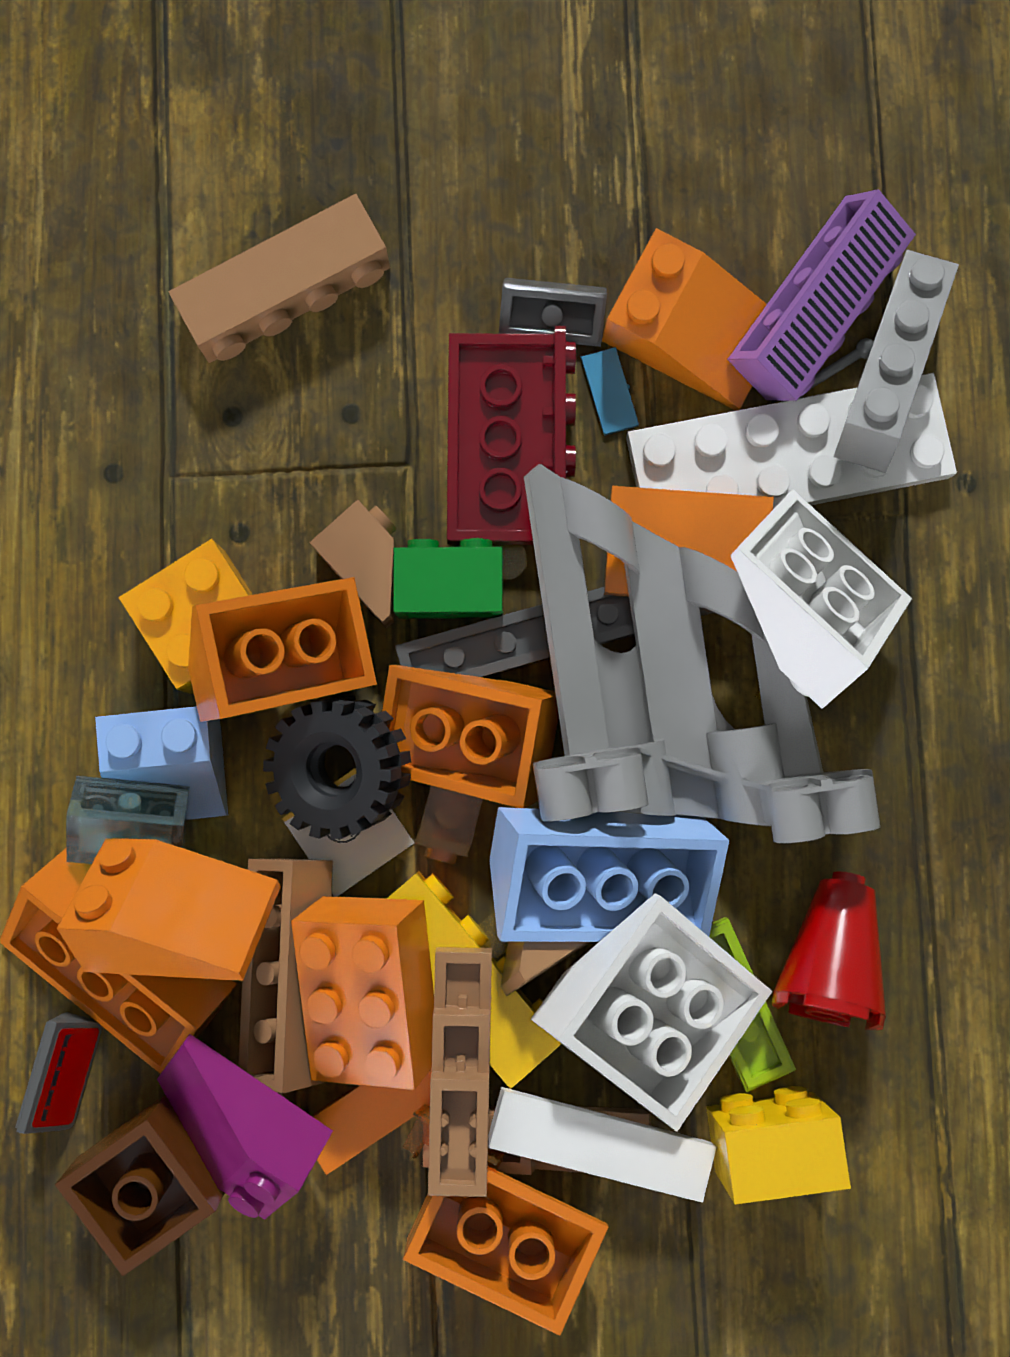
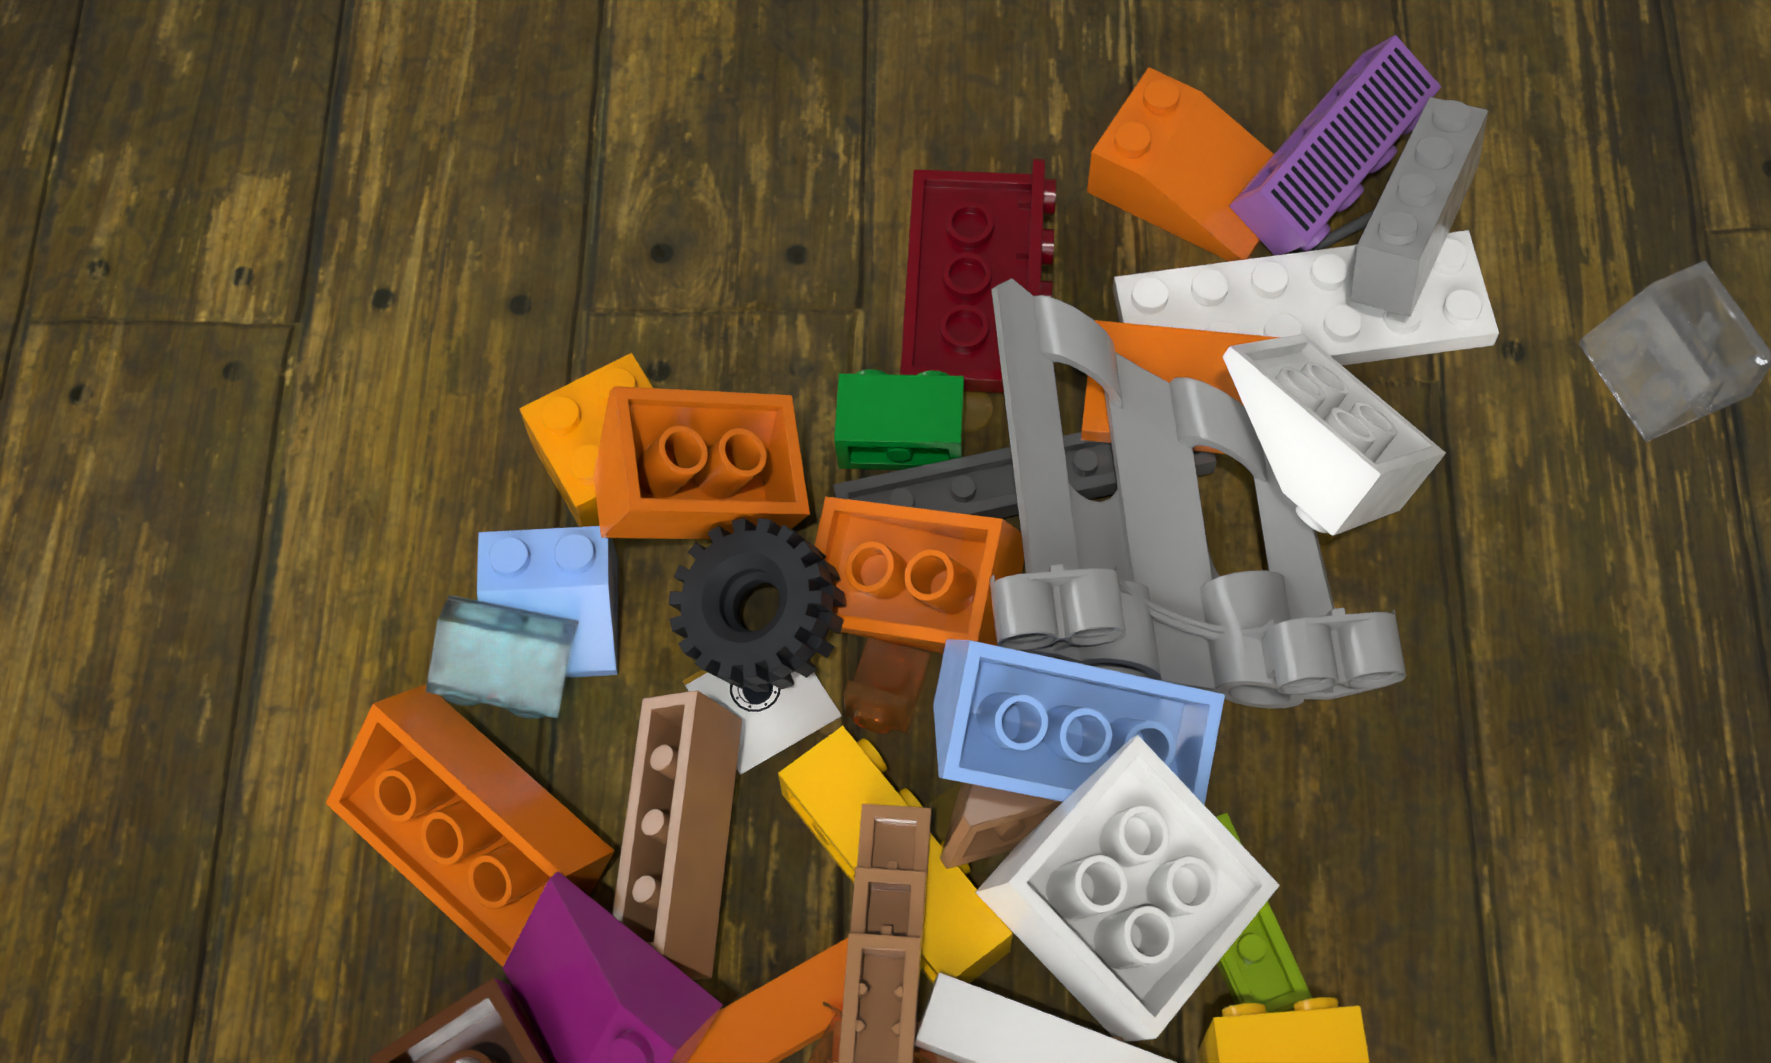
camera: 10 degrees right, 20 degrees down
(59, 1074) = (382, 956): slope -> none
(166, 913) = (540, 727): orange slope -> none
(282, 279) = (729, 113): medium nougat brick -> none
(363, 548) = (809, 373): medium nougat slope -> none
(366, 990) = (774, 847): orange brick -> none
(542, 305) = (1013, 149): dark grey slope -> none
(609, 391) = (1094, 241): dark azure window -> none
(836, 957) = (1359, 863): red cone -> none

